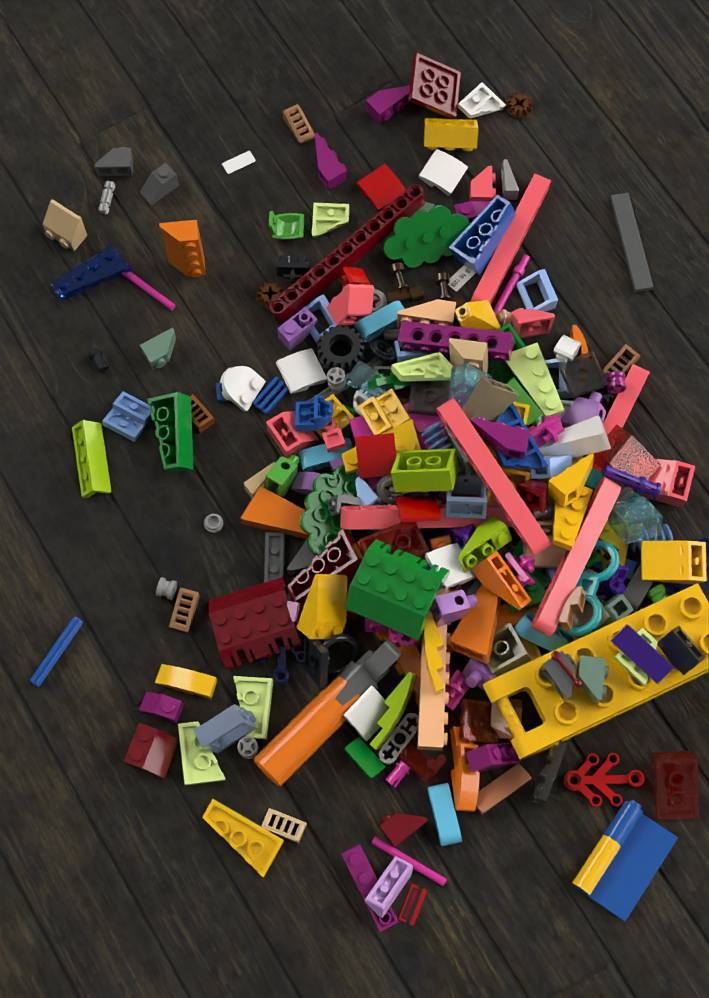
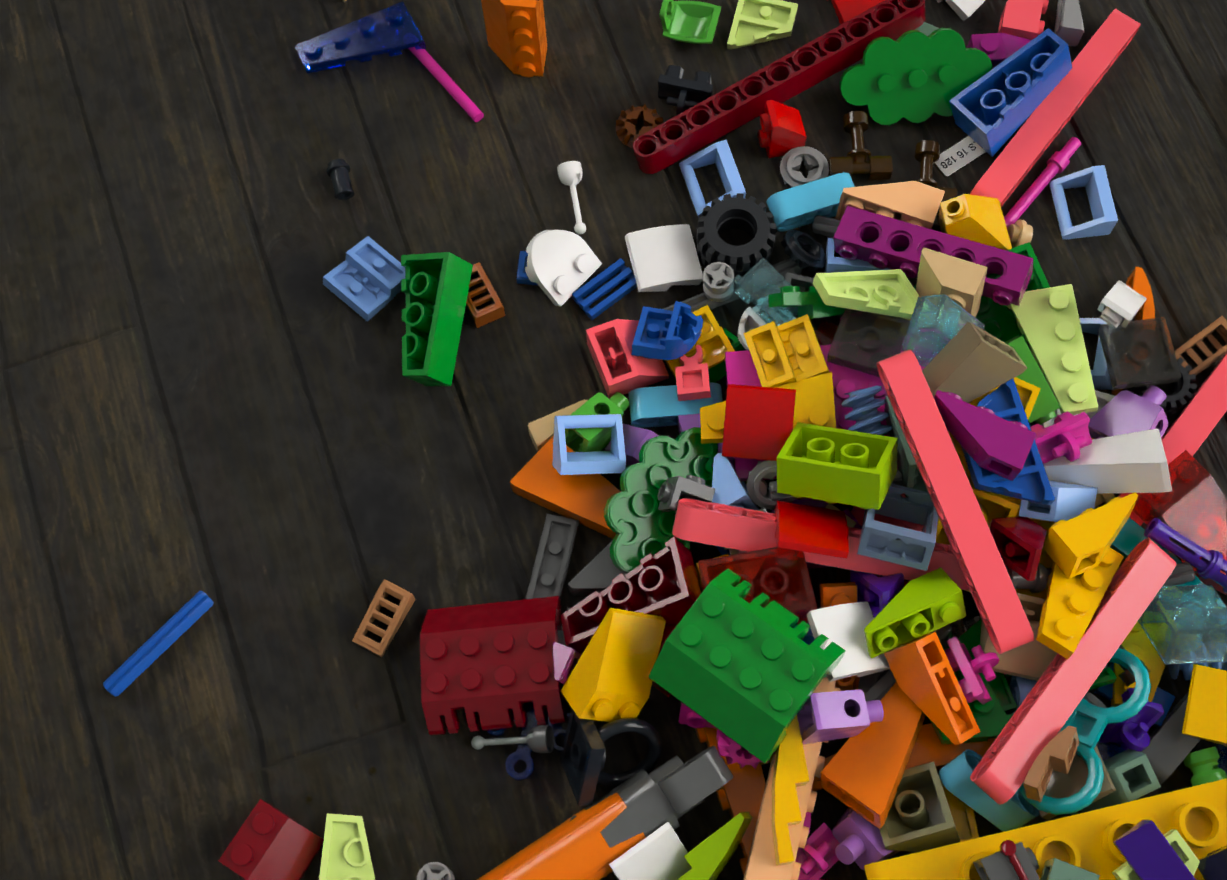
camera: 15 degrees right, 0 degrees up
(91, 458) = (291, 335): lime panel -> none
(159, 349) = (442, 178): sand green slope -> none
(162, 706) = (308, 777): magenta slope -> none
(166, 588) = (361, 575): light grey wheel -> none
(186, 681) = (359, 741): yellow slope -> none
(213, 523) = (464, 481): light grey plate -> none
(225, 728) = (402, 843): sand blue window -> none
(236, 331) = (570, 175): none -> white hinge
(256, 696) = (465, 804): yellowish green wing -> none
(286, 496) = (589, 462): none -> light blue tile
(288, 658) = (539, 739): none -> hinge
(296, 328) = (670, 187): medium lavender slope -> none
(351, 304) = (769, 163): coral slope -> none
(531, 322) = (1067, 249): coral slope -> none
(616, 382) = (1195, 377): magenta wheel -> none

